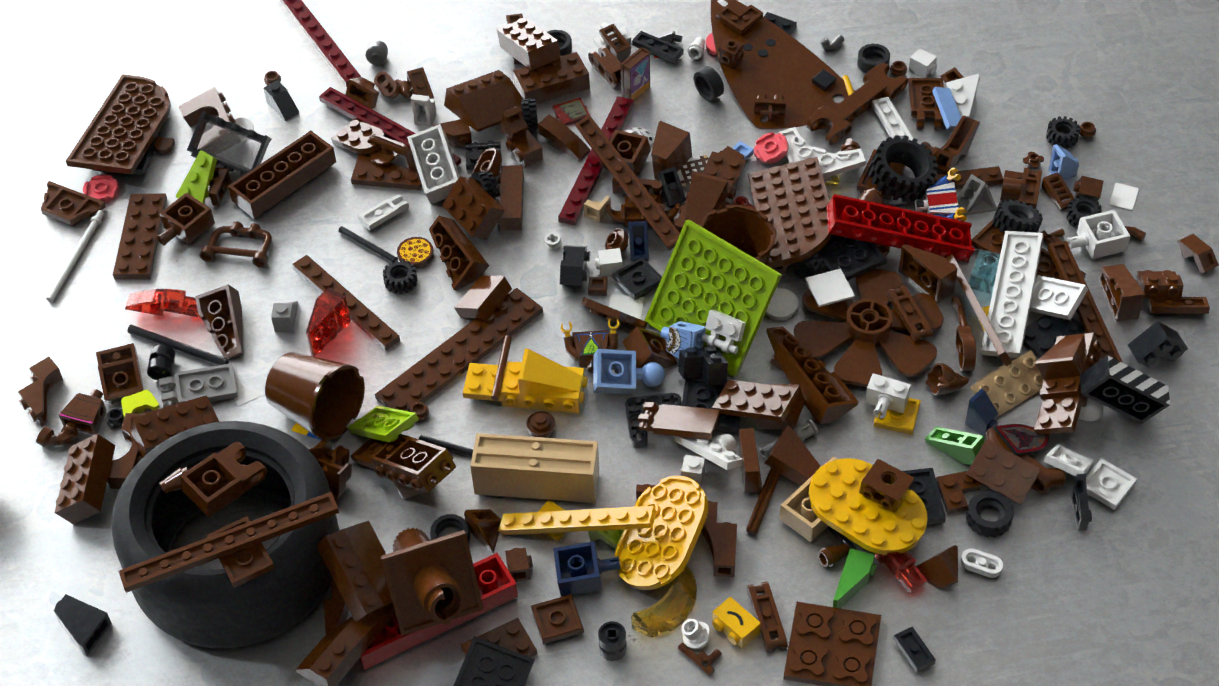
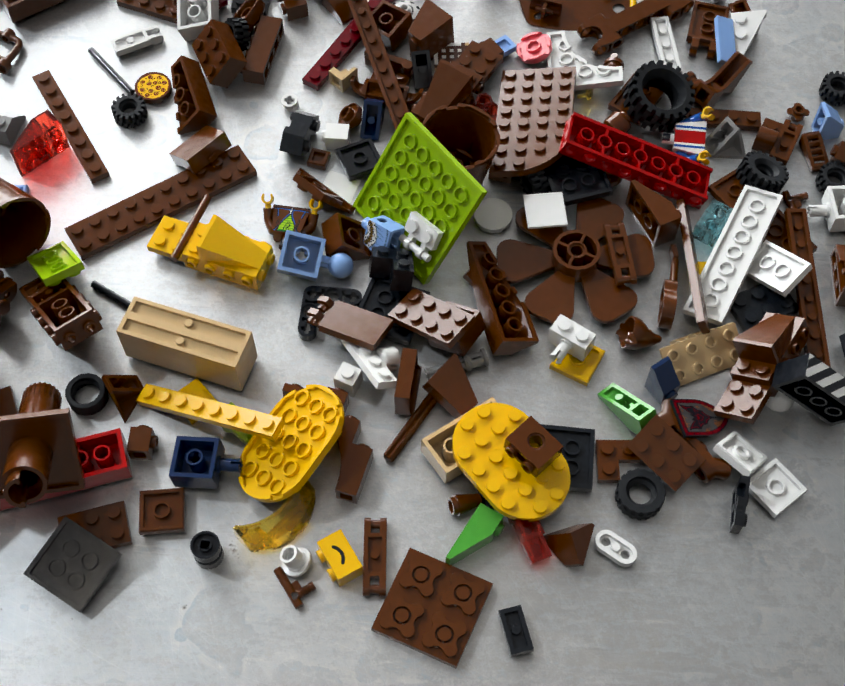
camera: 10 degrees right, 10 degrees up
(420, 409) = (101, 255): reddish brown plate -> none
(541, 424) = (214, 295): reddish brown plate -> none

